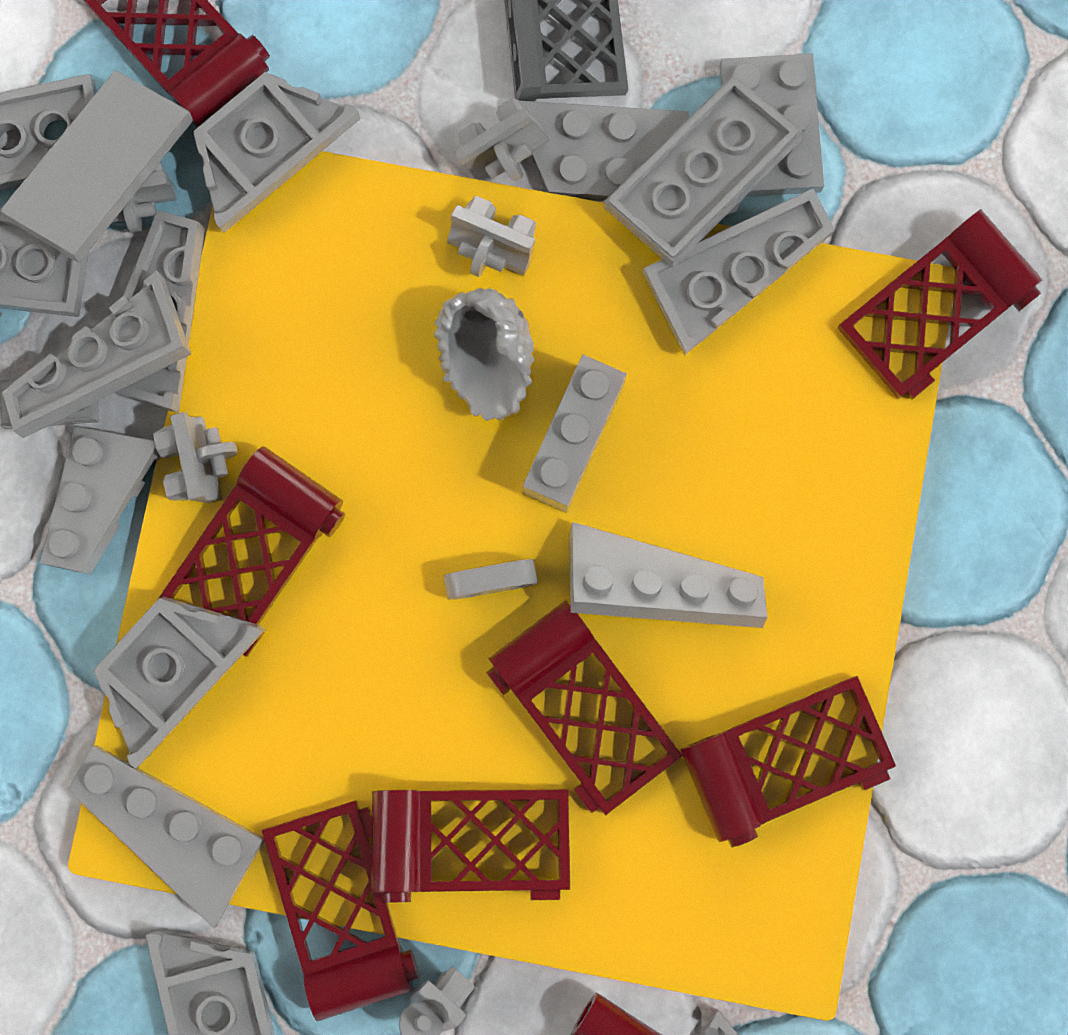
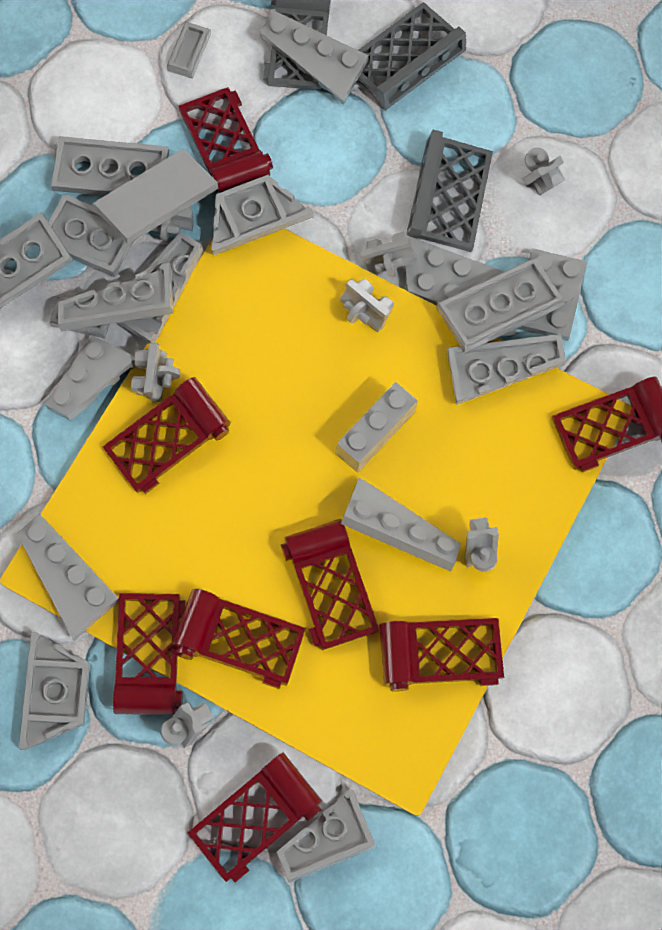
camera: 15 degrees right, 10 degrees down
(167, 669) = (97, 484): light grey wing -> none
(485, 351) = (340, 363): light grey piece -> none
(490, 579) = (300, 493): light grey beam -> none
(801, 576) = (481, 545): none -> light grey hips

